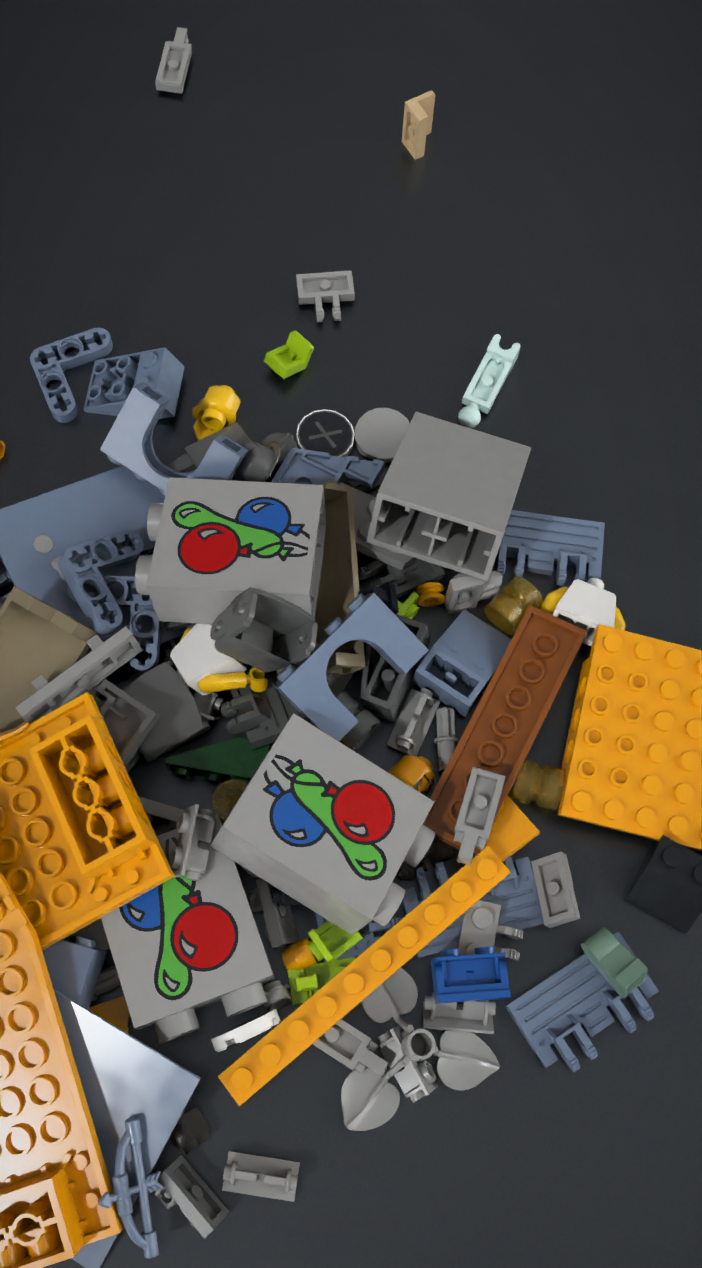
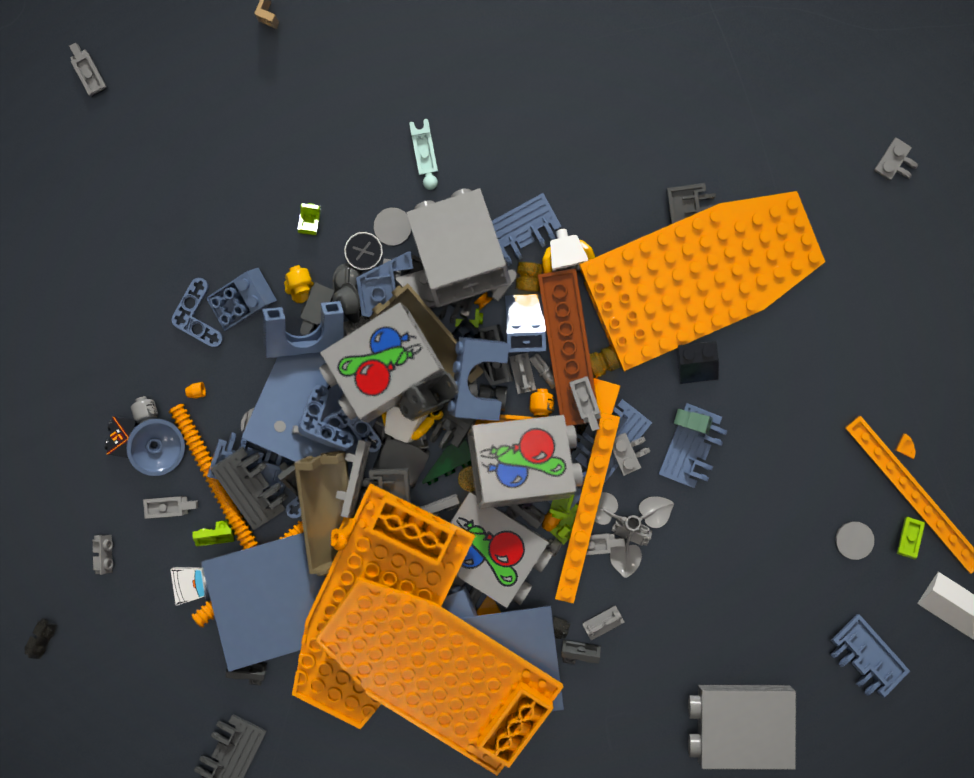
camera: 30 degrees left, 20 degrees up
(145, 1185) = (576, 681): sand blue piece -> none
(186, 855) = (473, 522): light grey hinge -> none
(246, 1030) = (552, 571): white tile -> none
(325, 288) = (295, 159): light grey hinge -> none
(465, 1017) = (636, 497): light grey hinge -> none
(469, 976) = (634, 477): blue hinge -> none
(555, 889) = (645, 406): light grey hinge -> none

